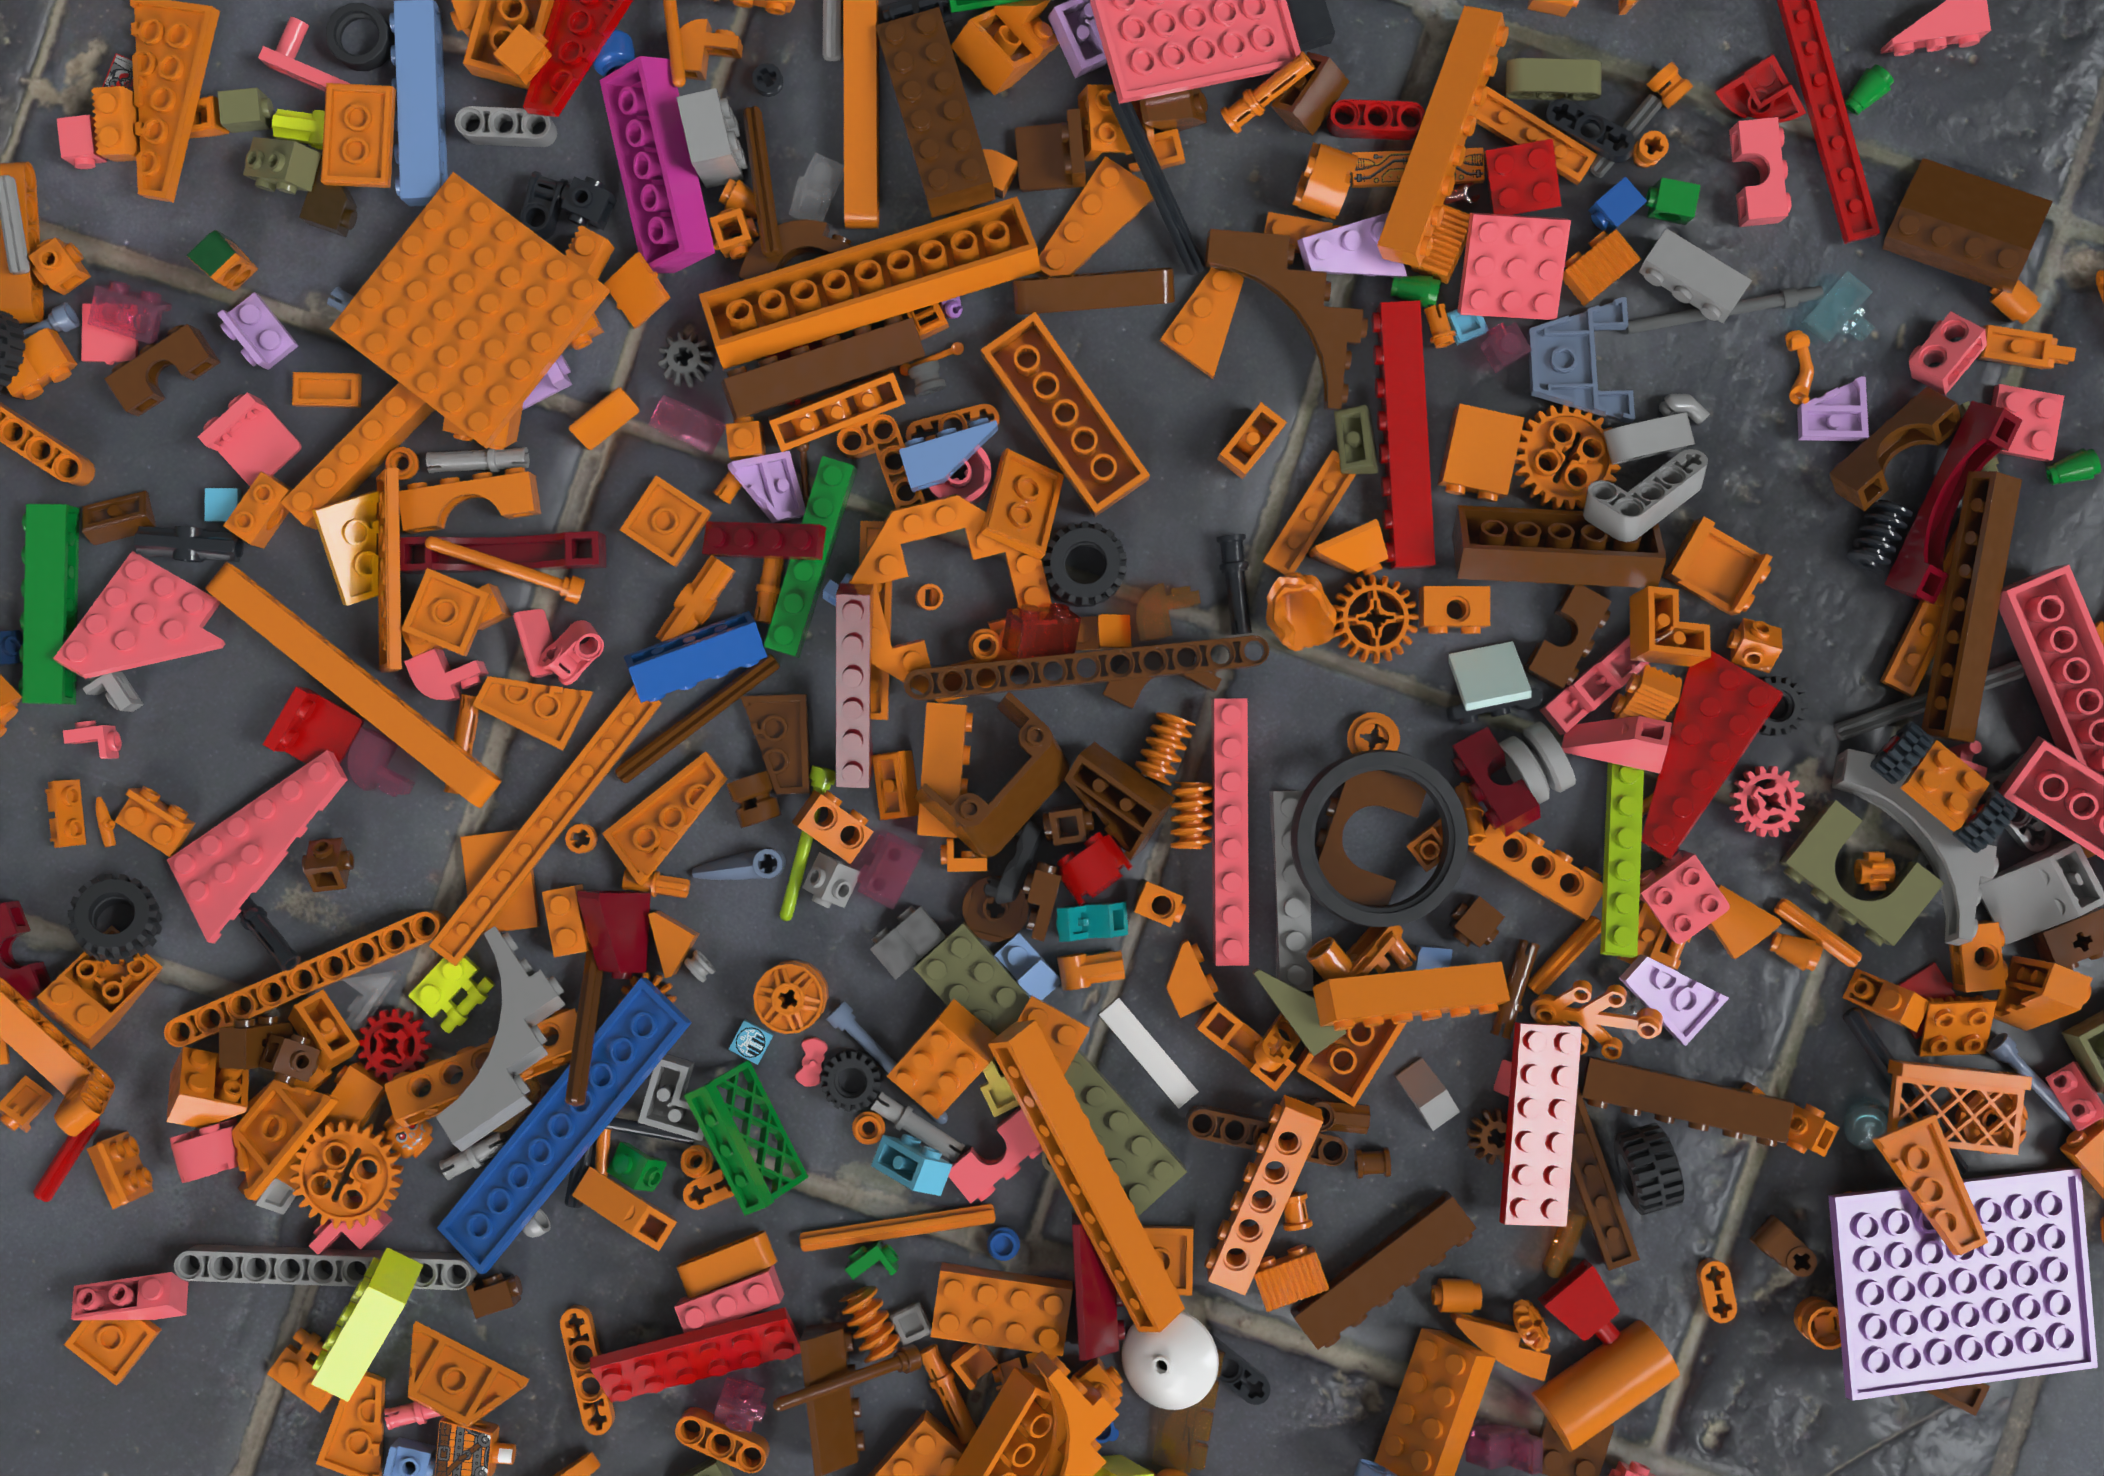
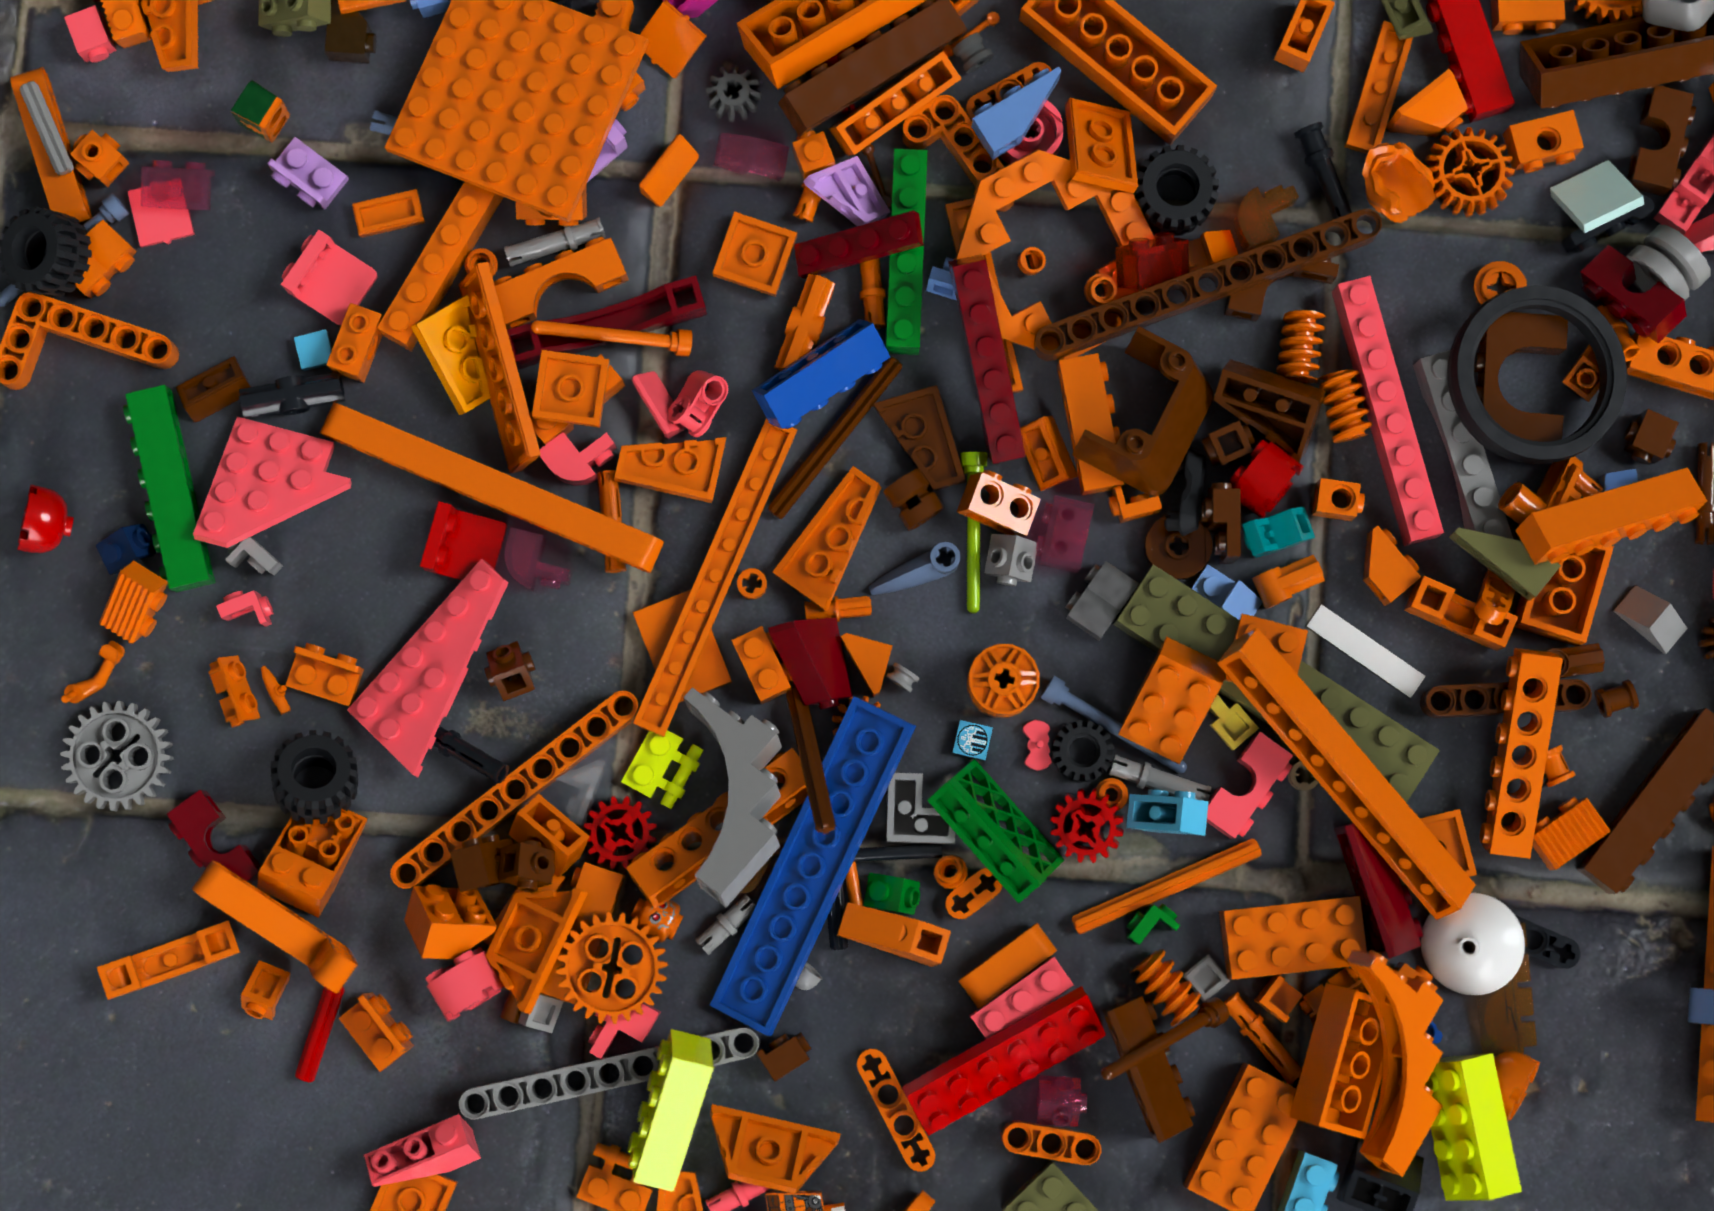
camera: 15 degrees left, 5 degrees down
(137, 381) = (238, 209): reddish brown arch -> none
(837, 1147) = (1075, 833): none -> red gear
(1003, 1243) = (1275, 875): blue plate -> none

